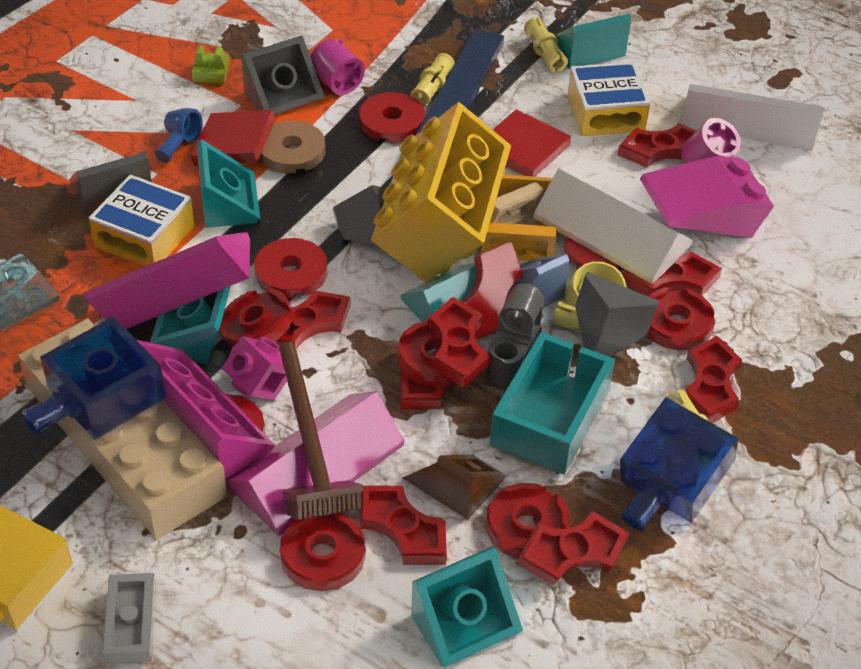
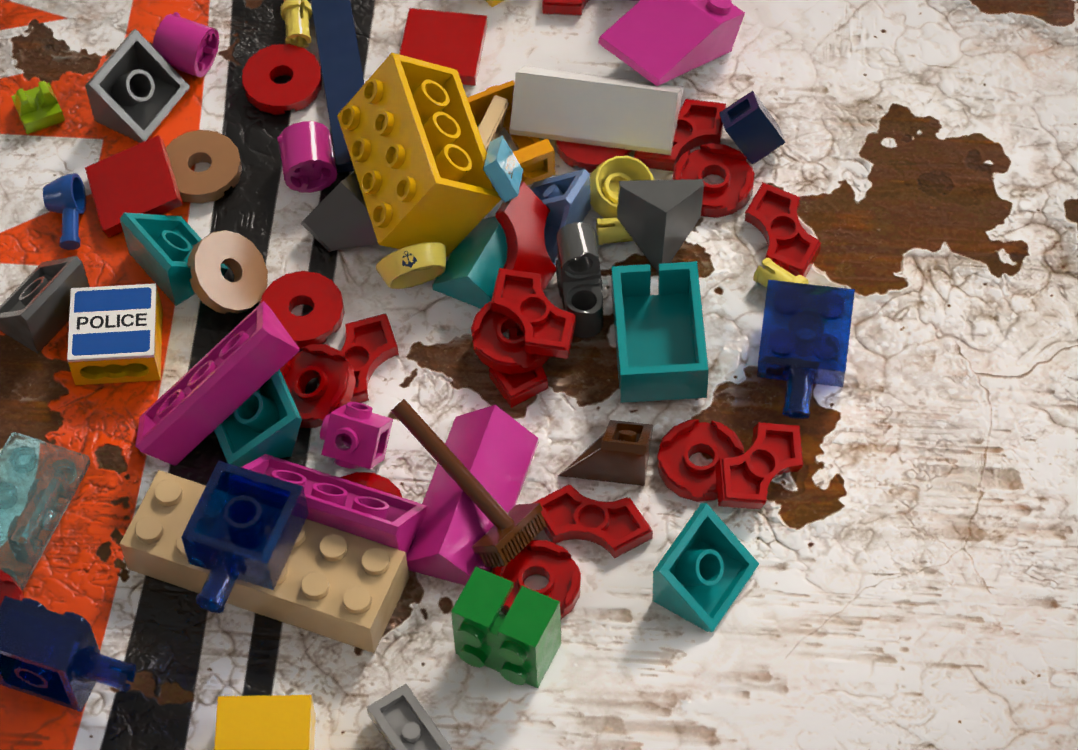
camera: 25 degrees left, 10 degrees up
(263, 200) = (242, 258): none -> medium nougat tile
(263, 575) = (513, 644): none -> green piece
(368, 165) = (307, 156): none -> dark pink piece
(391, 268) = (413, 265): none -> light yellow hat
(498, 223) = (503, 169): none -> medium azure tile
(732, 292) = (752, 127): none -> dark blue panel

